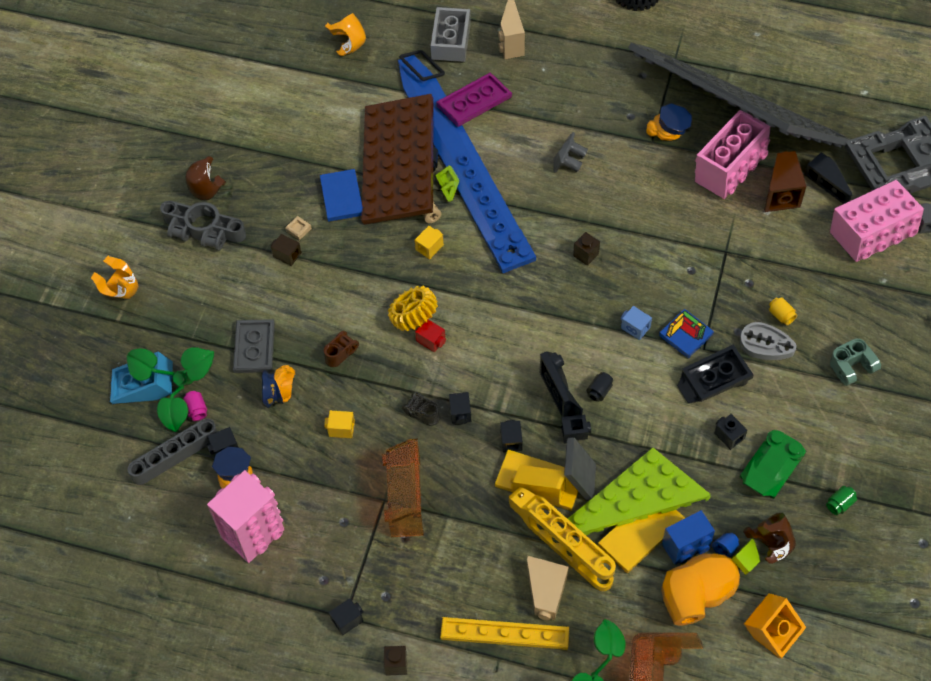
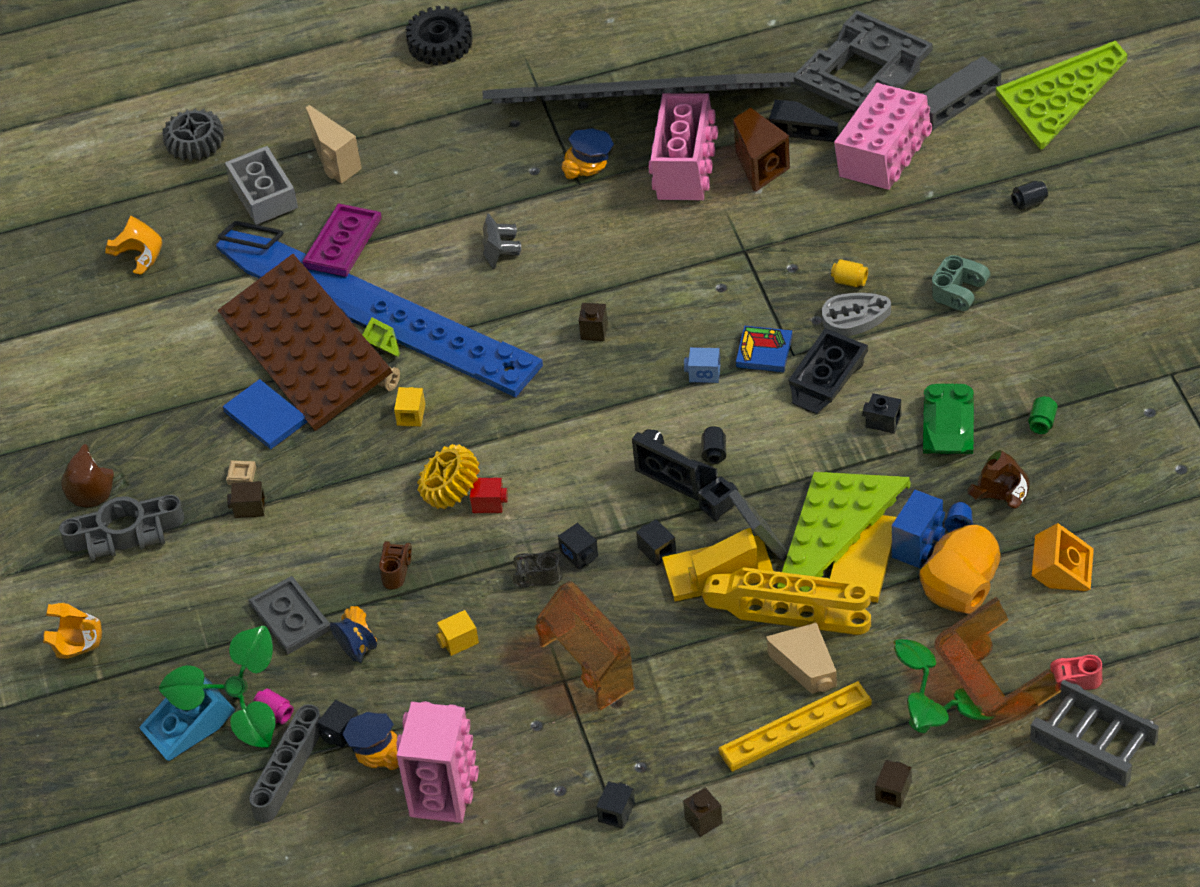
camera: 30 degrees left, 10 degrees down
(747, 557) = (989, 516): lime slope -> none

